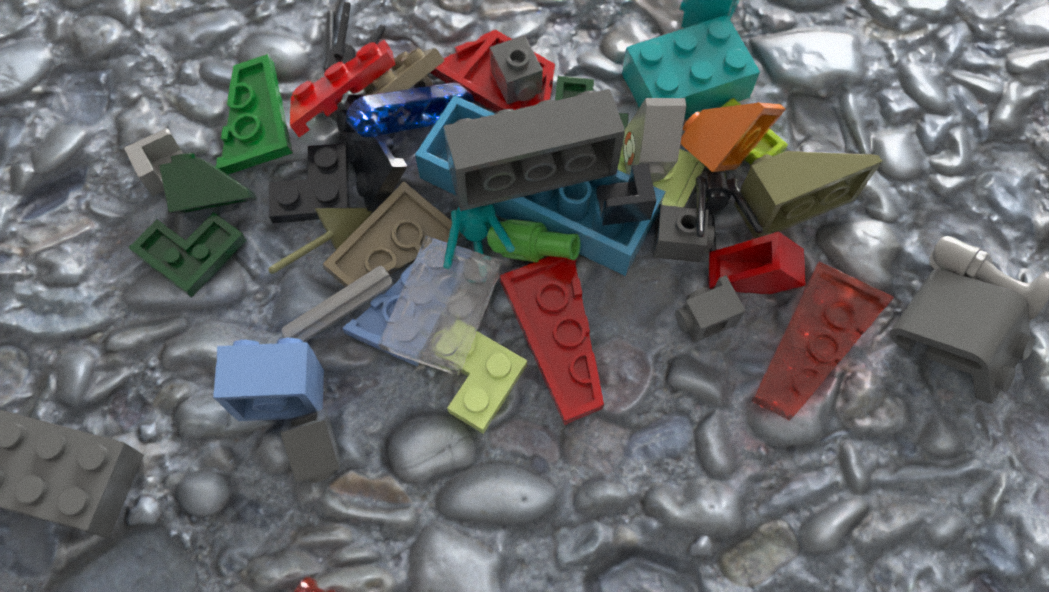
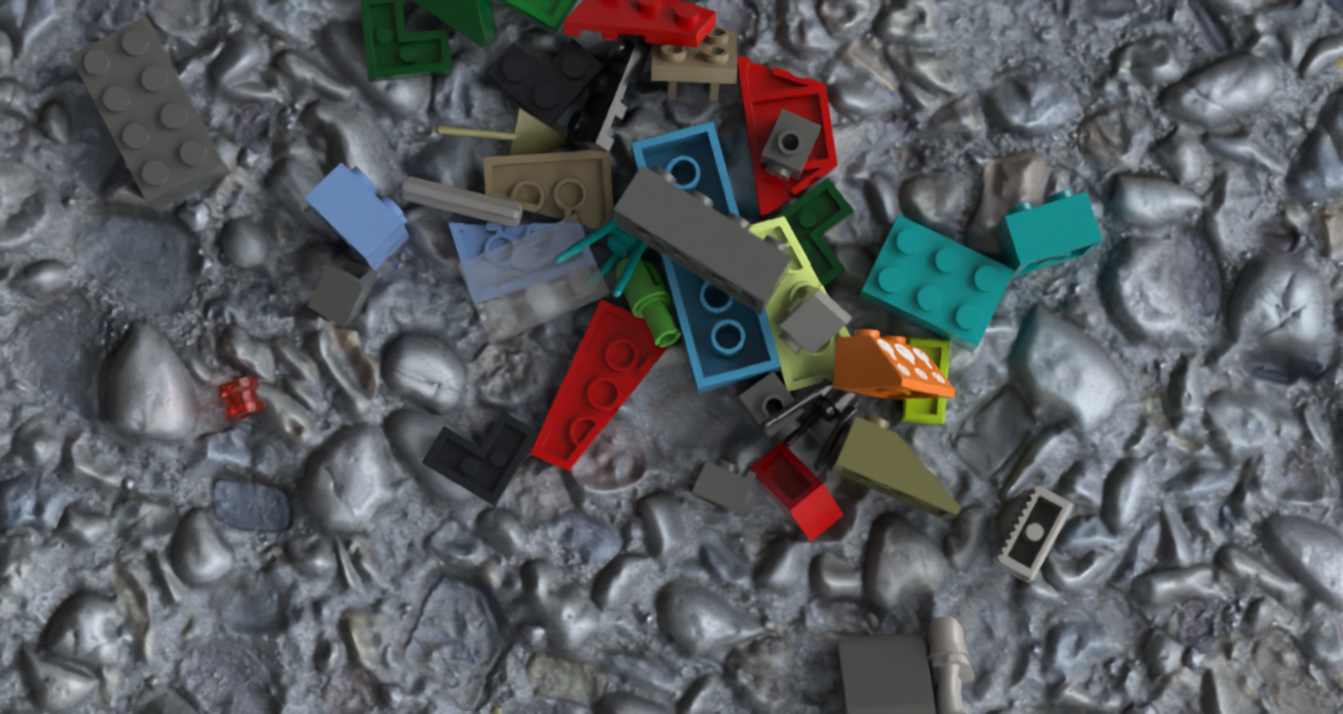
camera: 45 degrees right, 15 degrees up
(374, 113) = (669, 98): clear blue beam -> none
(490, 378) = (517, 368): yellowish green plate -> none
(544, 467) = (487, 468): none -> black plate
(628, 200) = (738, 342): black panel -> none
(819, 334) = (785, 585): clear red wing -> none
(918, 147) = (1032, 533): none -> light grey brick

